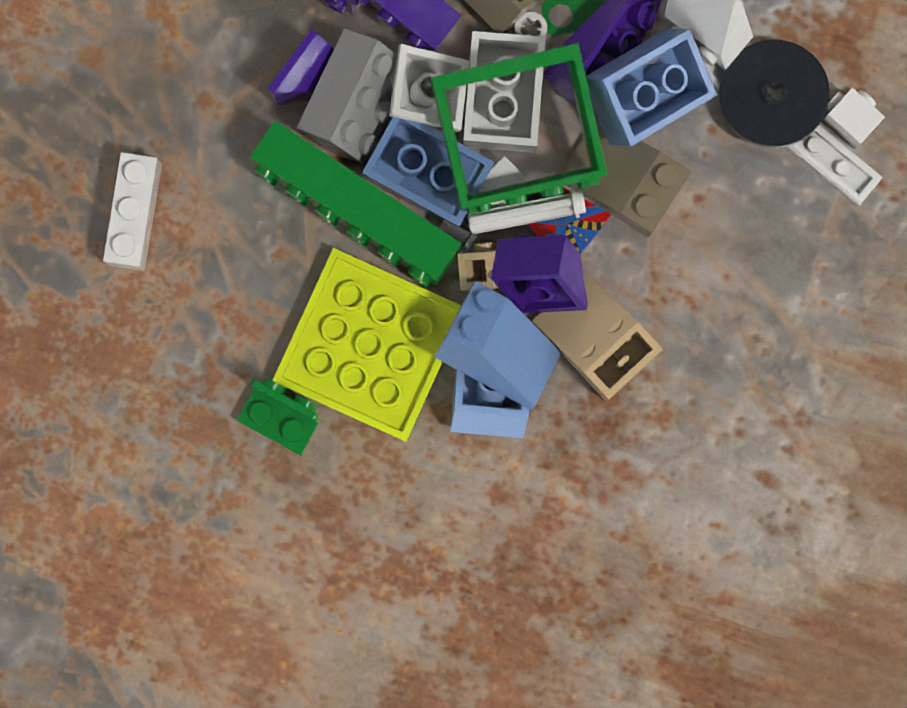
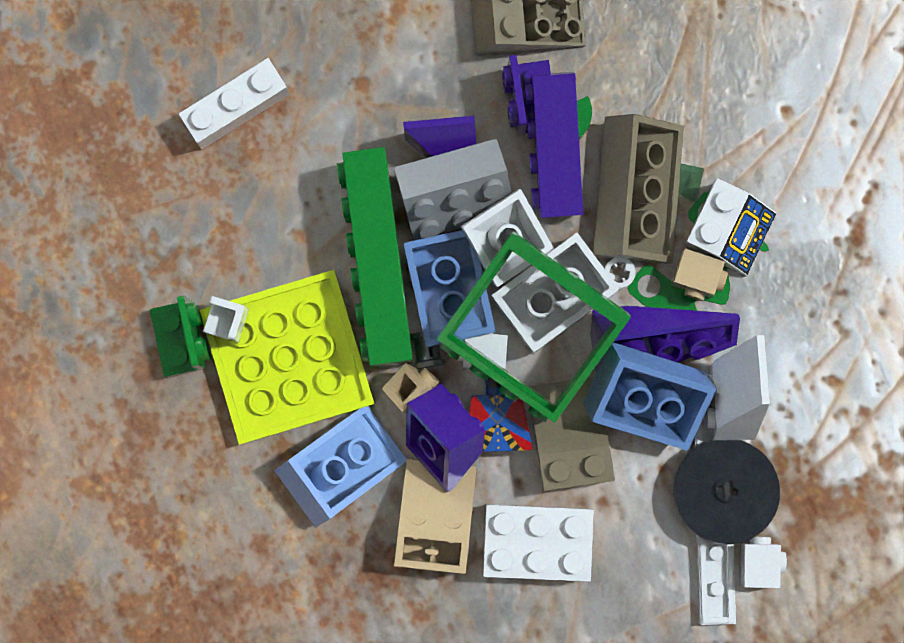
camera: 50 degrees right, 0 degrees up
(298, 365) = (226, 319): none -> white panel
(499, 347) = (363, 453): medium blue slope -> none
(528, 212) = (480, 389): white axle -> none
(686, 274) = (538, 542): none -> white brick

